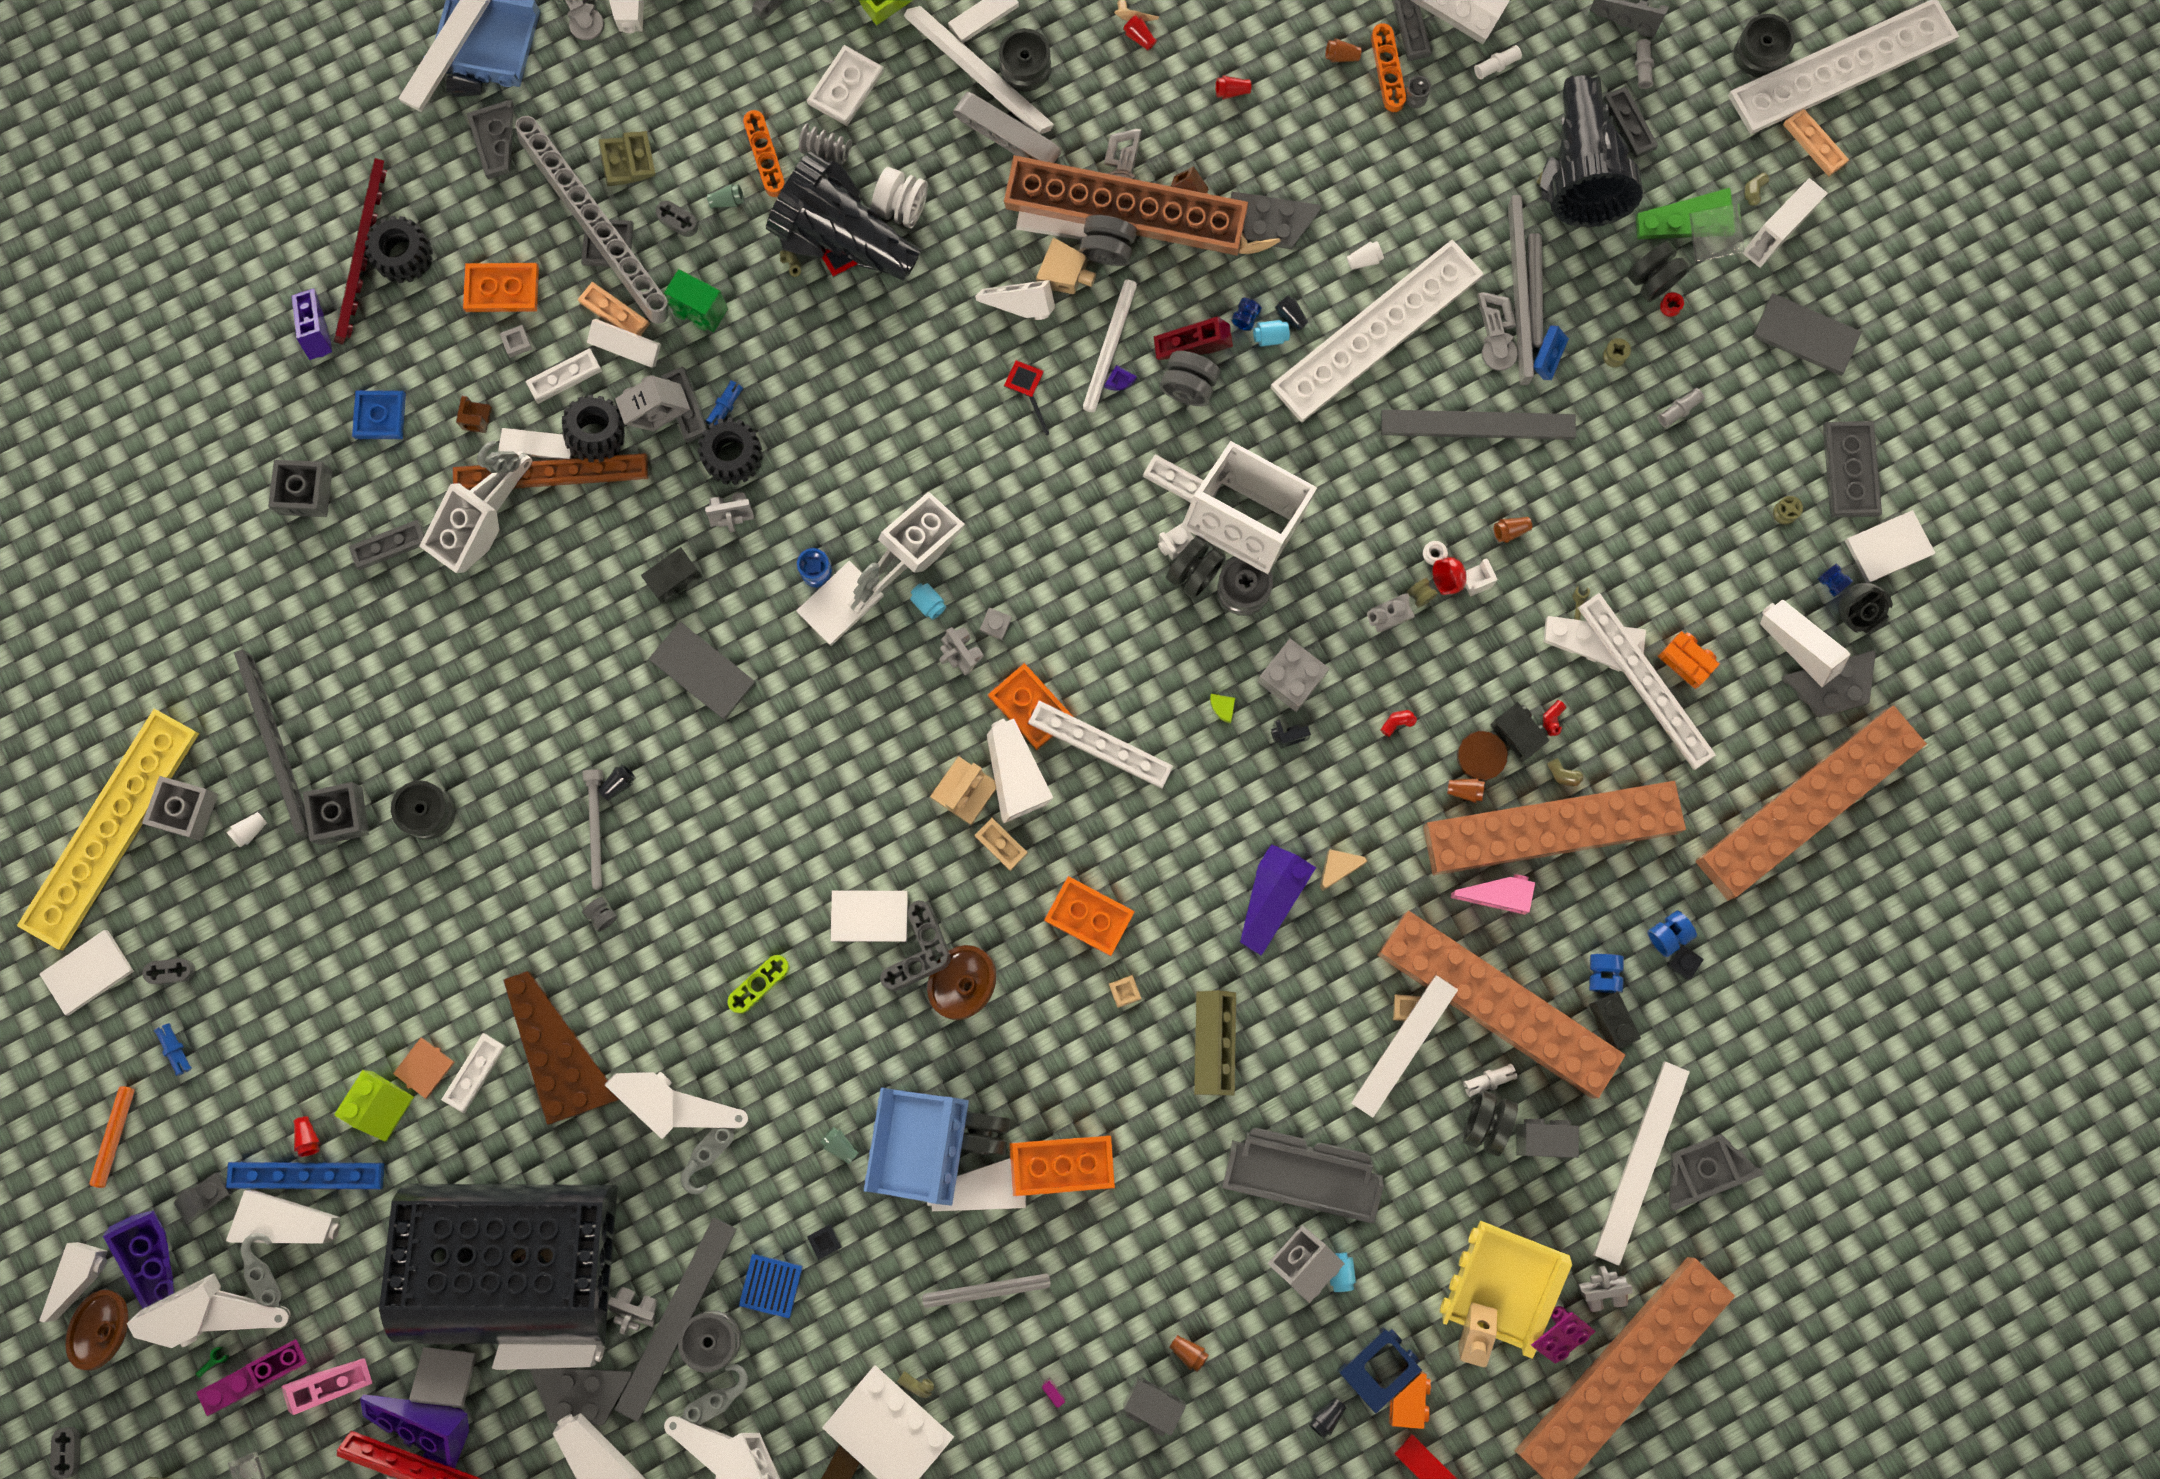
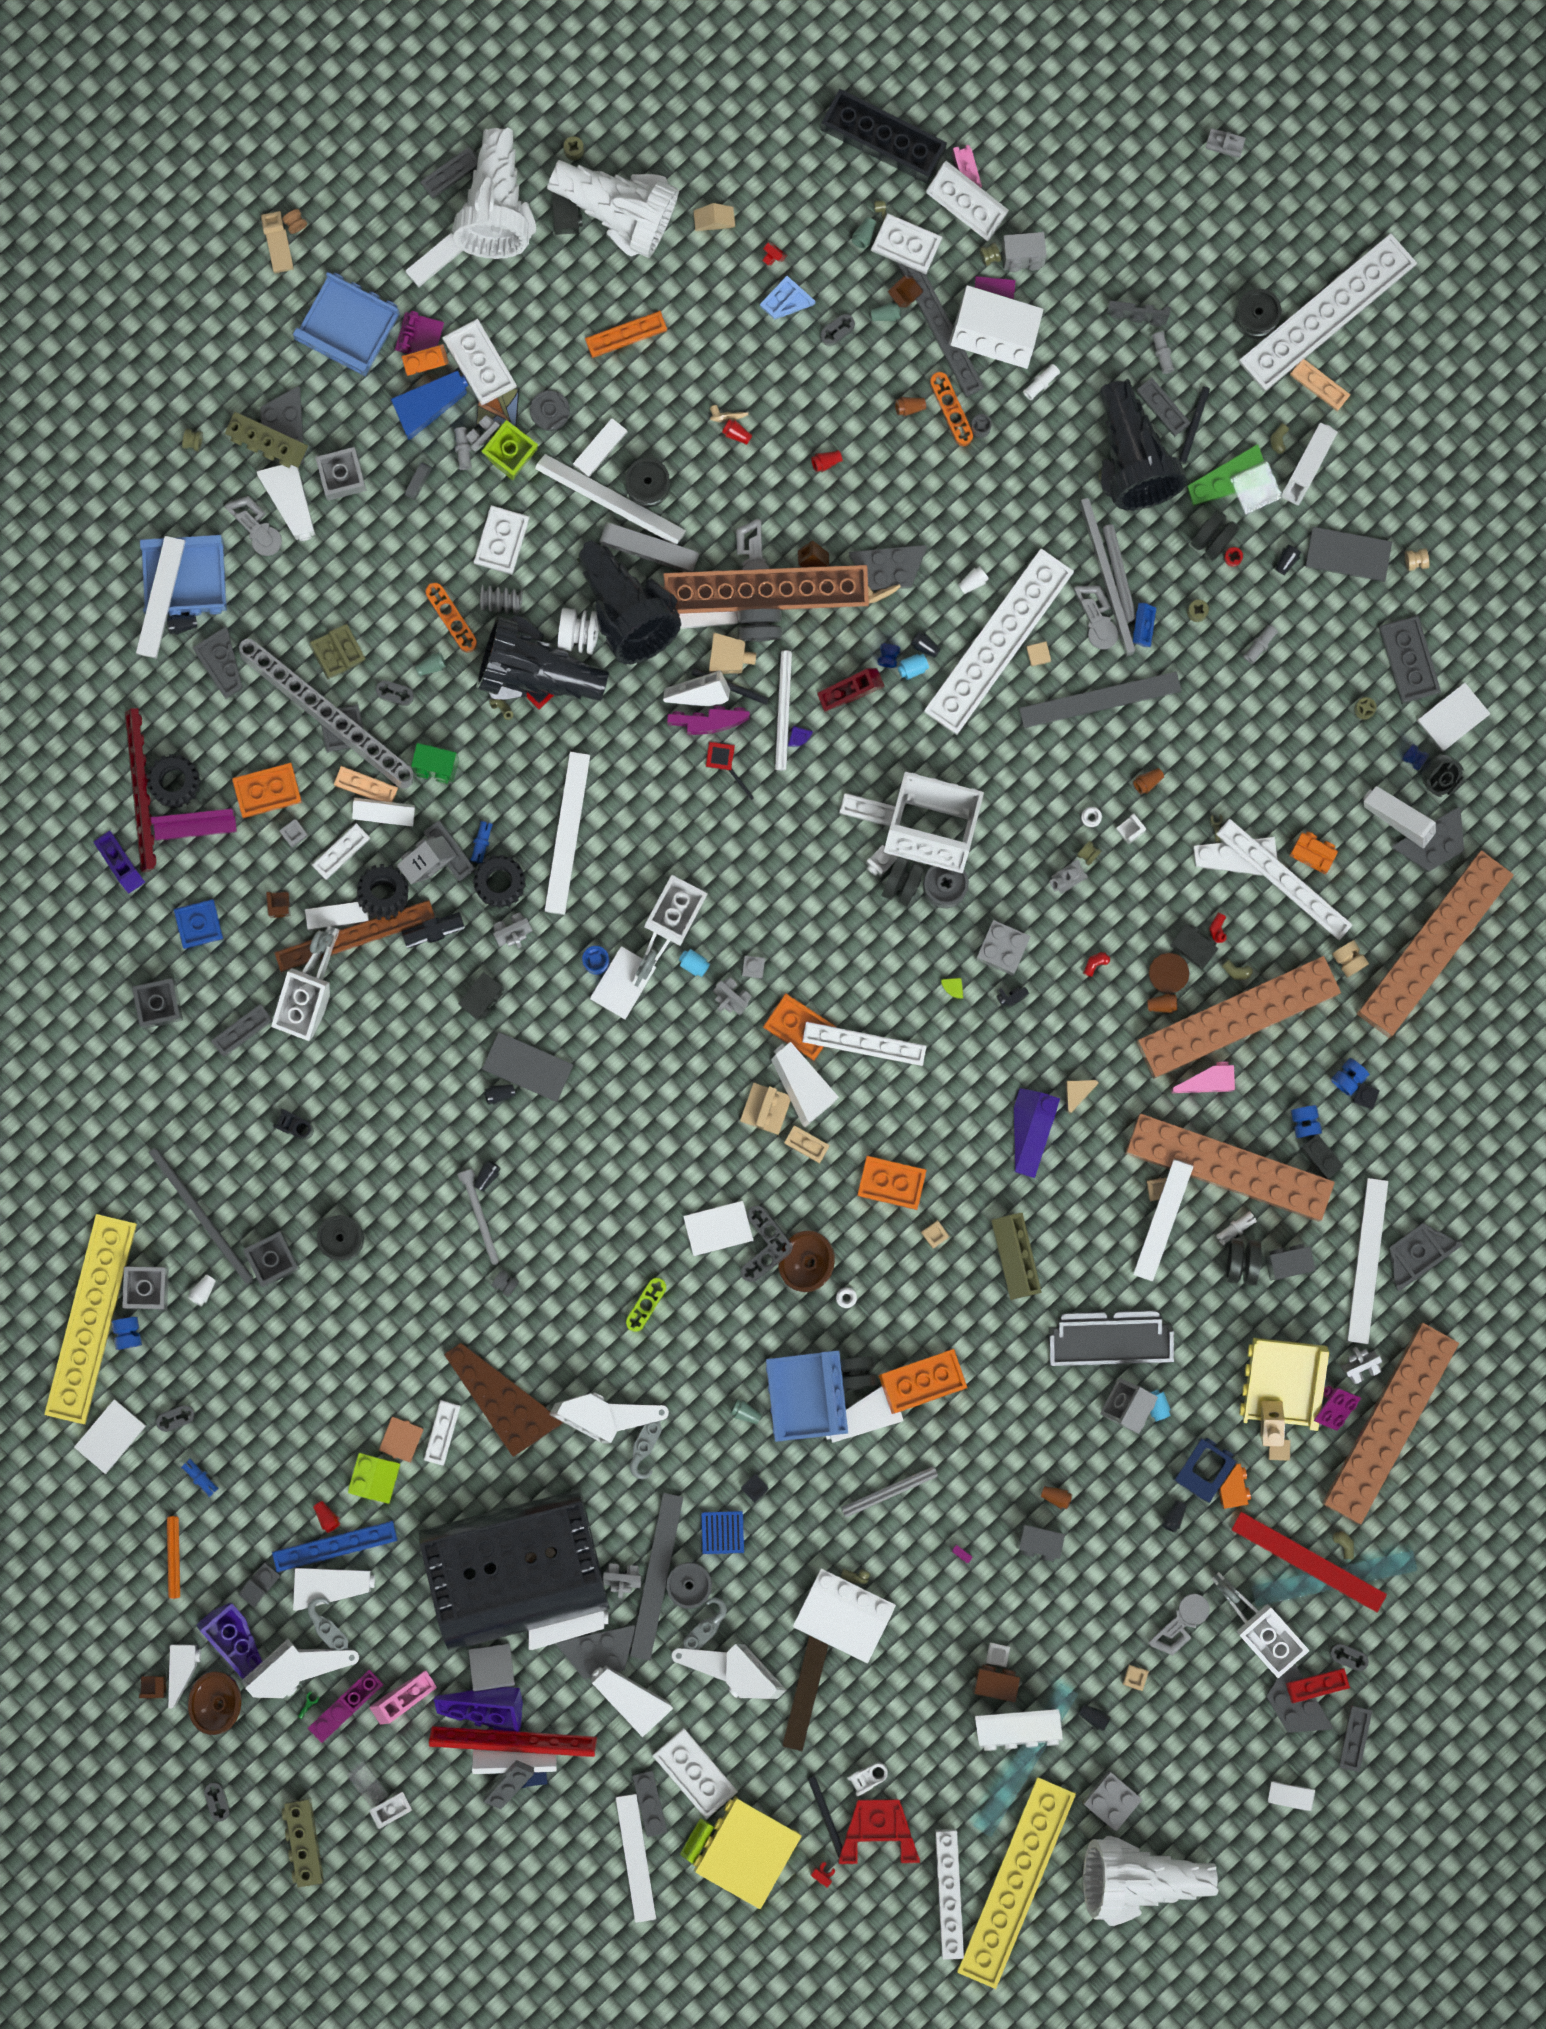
camera: 20 degrees left, 5 degrees up
(34, 1289) = (153, 1687): none -> reddish brown panel
(142, 855) = (126, 1333): none -> blue wheel
(408, 303) = (194, 824): none -> magenta fence
(411, 664) = (290, 1124): none -> black piece
(639, 487) = (433, 930): none -> black piece
(659, 692) = (499, 1093): none -> black cone
(825, 420) = (567, 833): none -> white tile
(965, 198) = (632, 618): none -> black cone
(998, 1031) = (853, 1297): none -> white plate
(1029, 338) = (717, 721): none -> magenta slope
(1066, 311) = (737, 689): none -> black bar
(1189, 378) = (857, 725): dark grey wheel -> none
(1419, 356) = (1038, 654): none -> tan tile
(1449, 575) = (1107, 834): red hair -> none
(1478, 1373) = (1280, 1453): none -> tan tile
(1663, 147) = (1194, 424): none -> black bar
(1704, 793) = (1350, 958): none -> tan wheel
(1735, 321) = (1287, 559): none -> black cone
(1886, 358) = (1417, 559): none -> tan wheel

